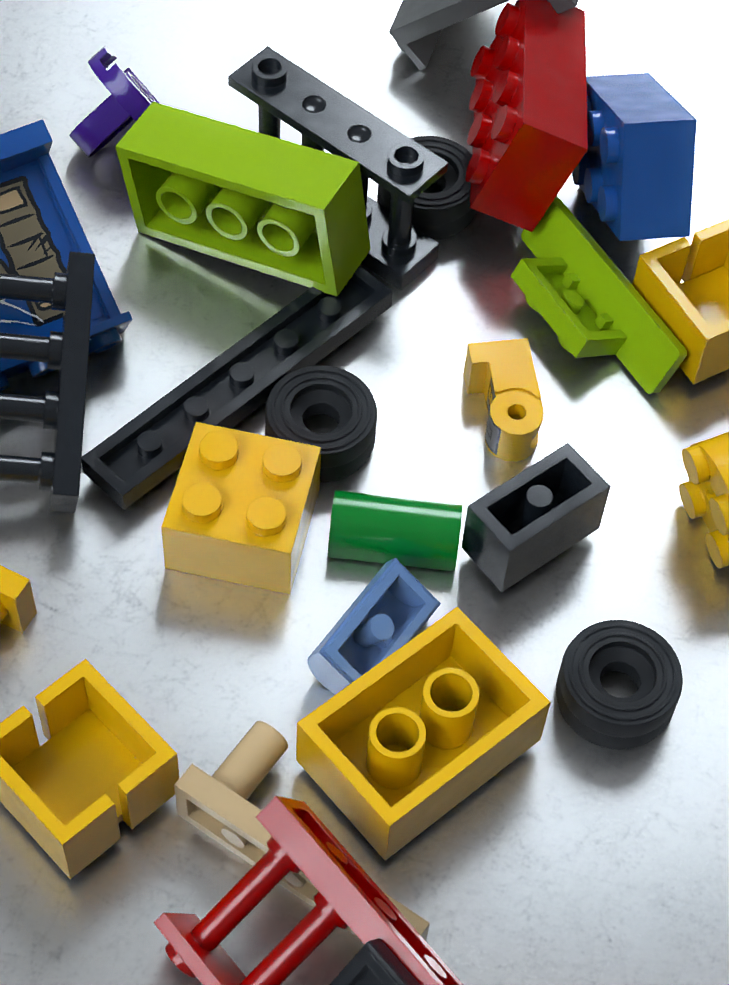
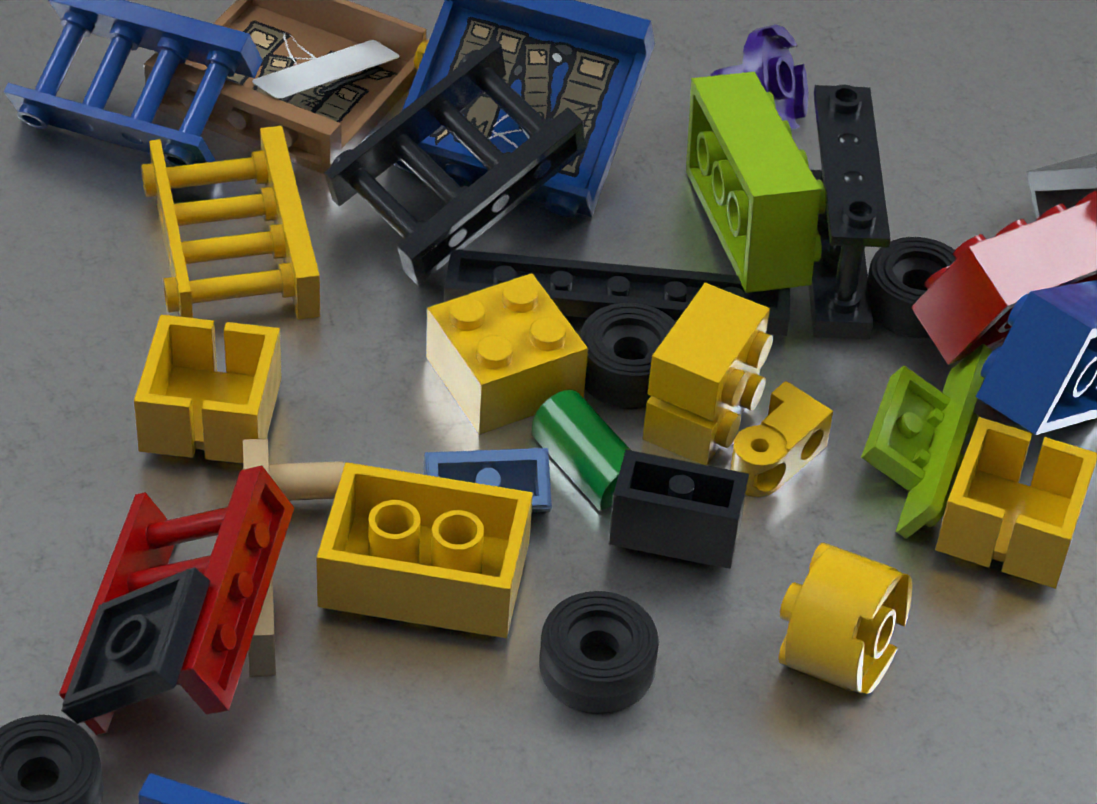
camera: 50 degrees right, 10 degrees down
(420, 387) = (707, 374): none -> yellow piece

